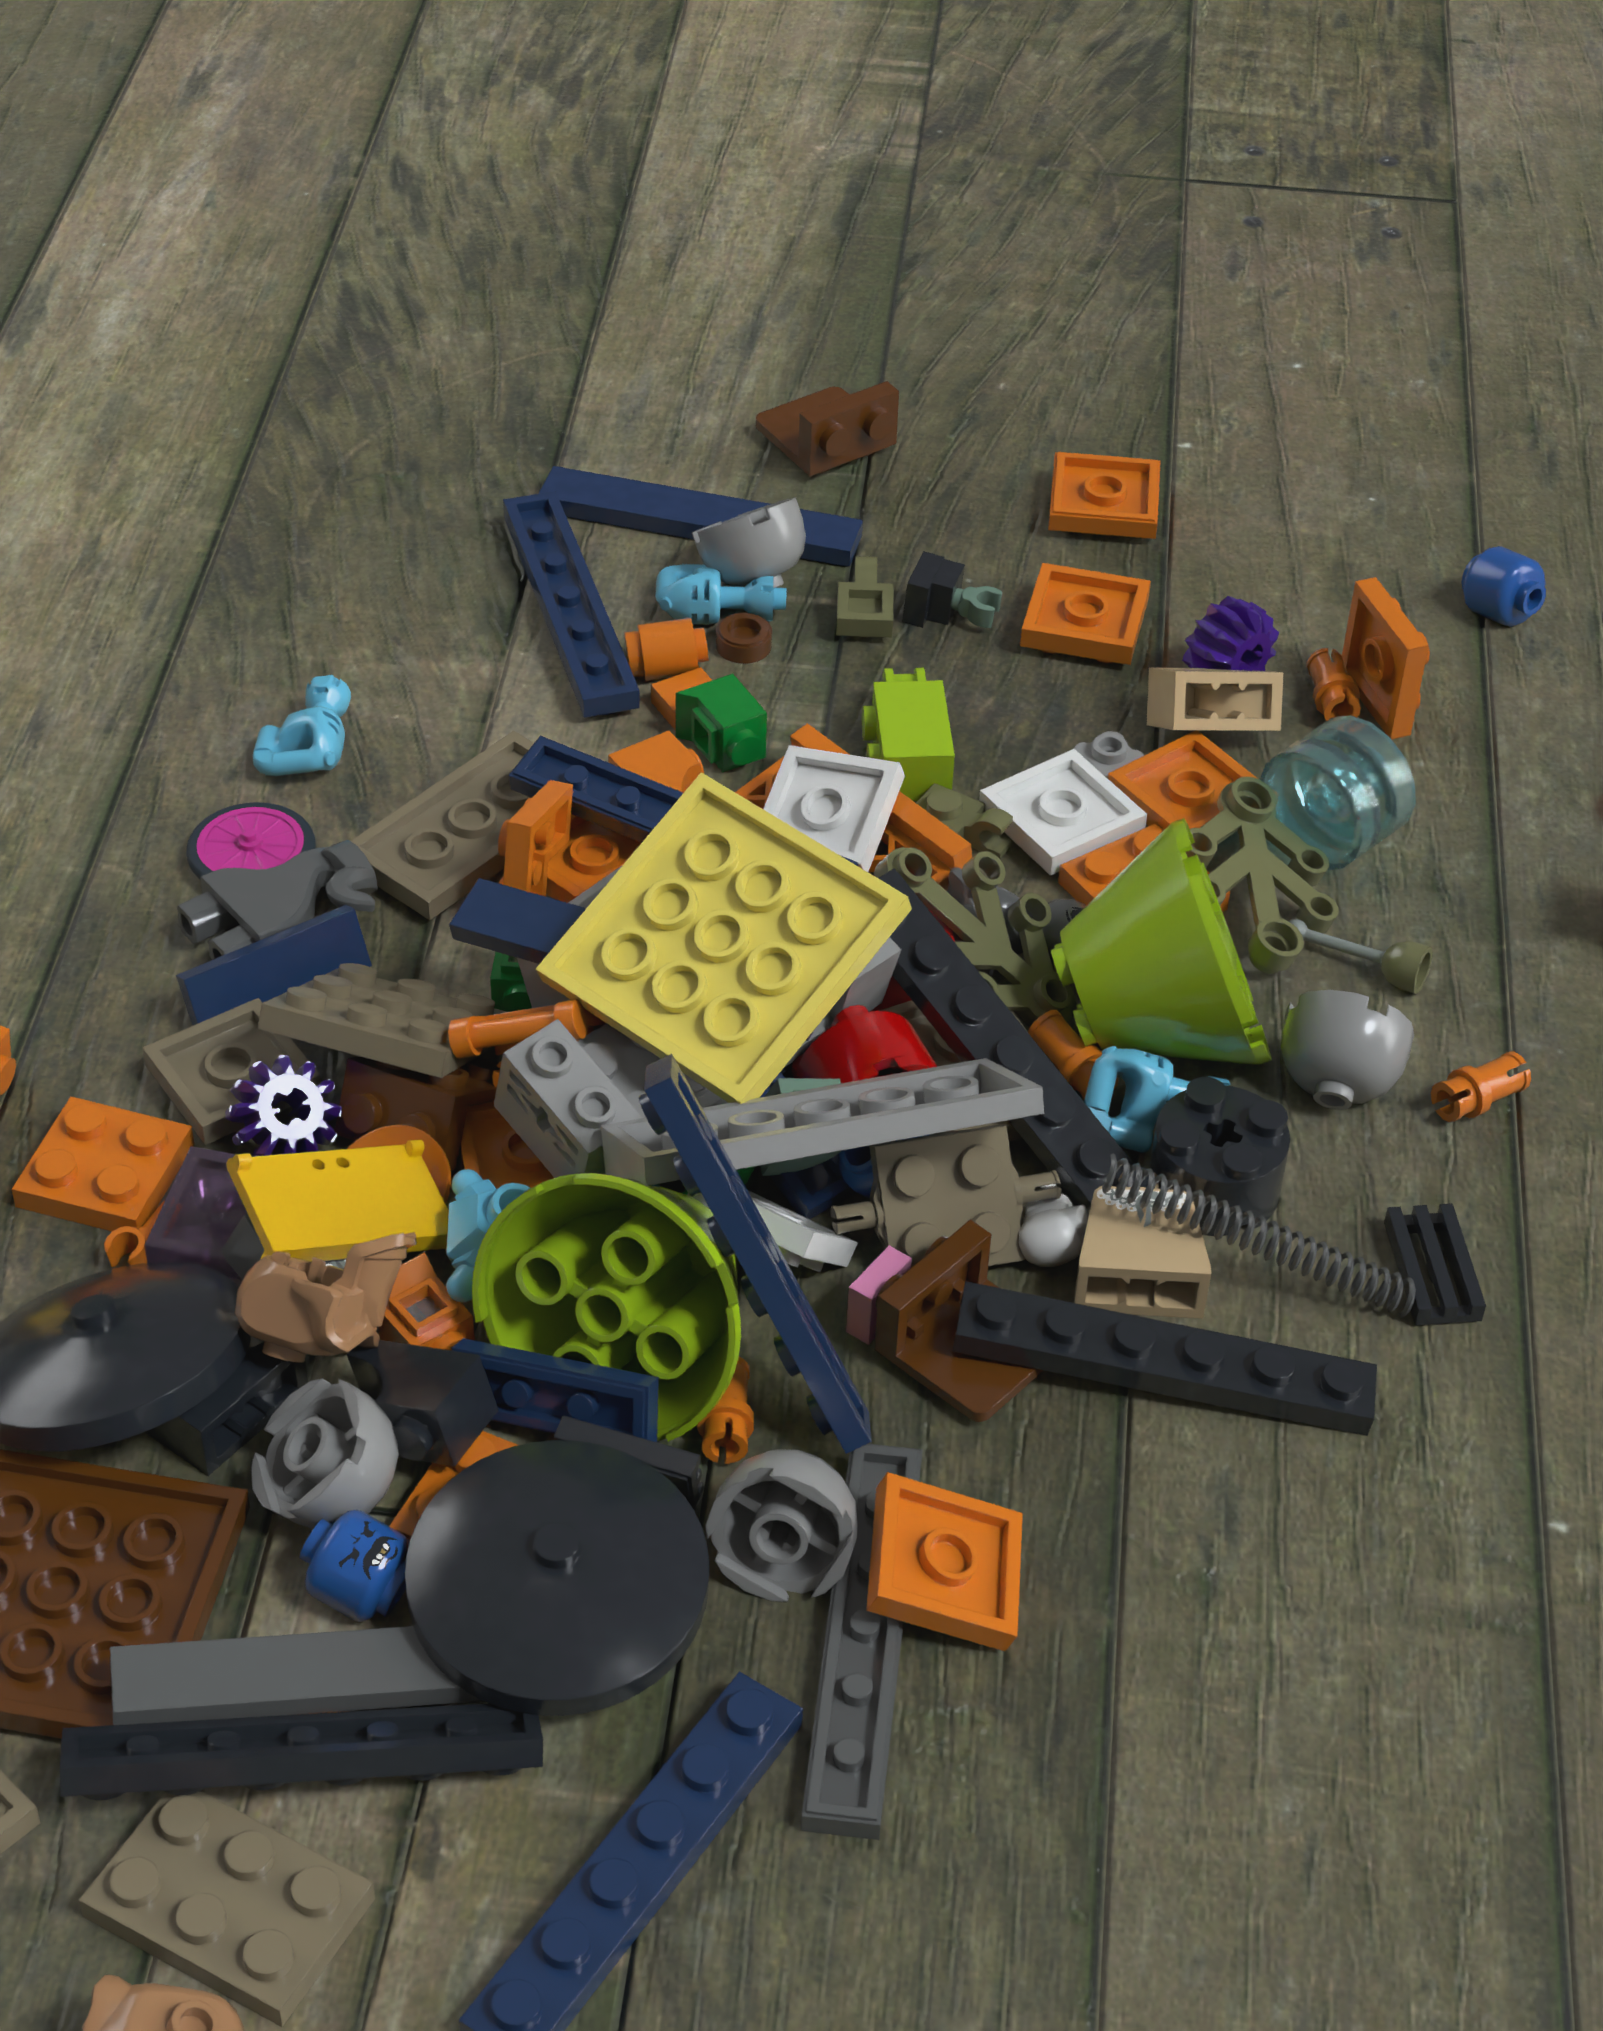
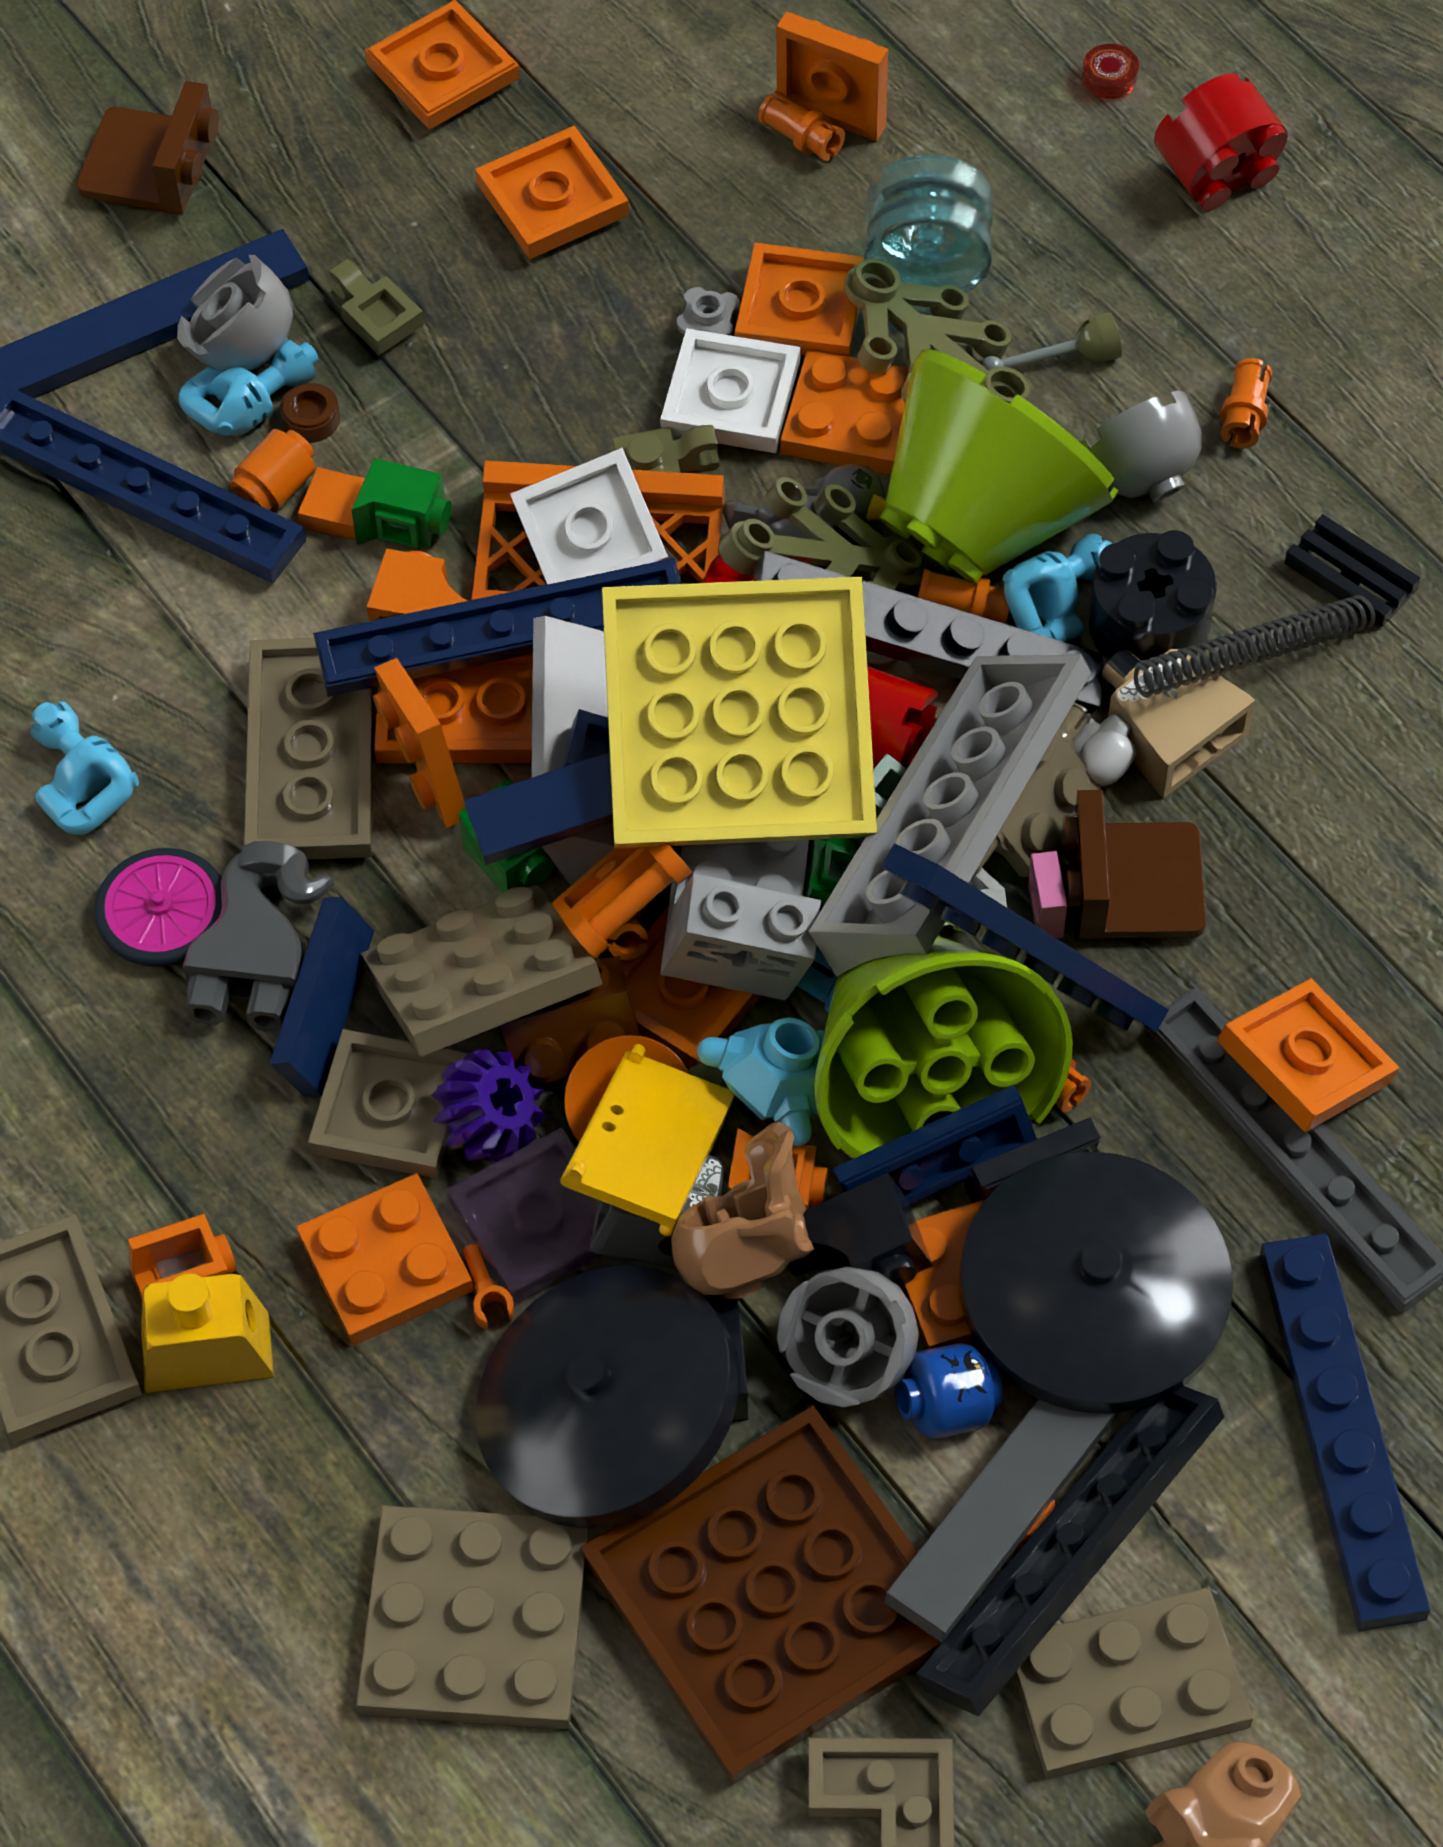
camera: 40 degrees left, 15 degrees up
(783, 1525) = (1188, 1115): light grey cylinder -> none
(911, 728) = (548, 404): lime brick -> none
(936, 593) = (419, 255): black piece -> none
(1166, 1358) = (1271, 788): black plate -> none
(1214, 699) = (743, 210): tan arch -> none
(1232, 637) = (706, 146): dark purple gear -> none

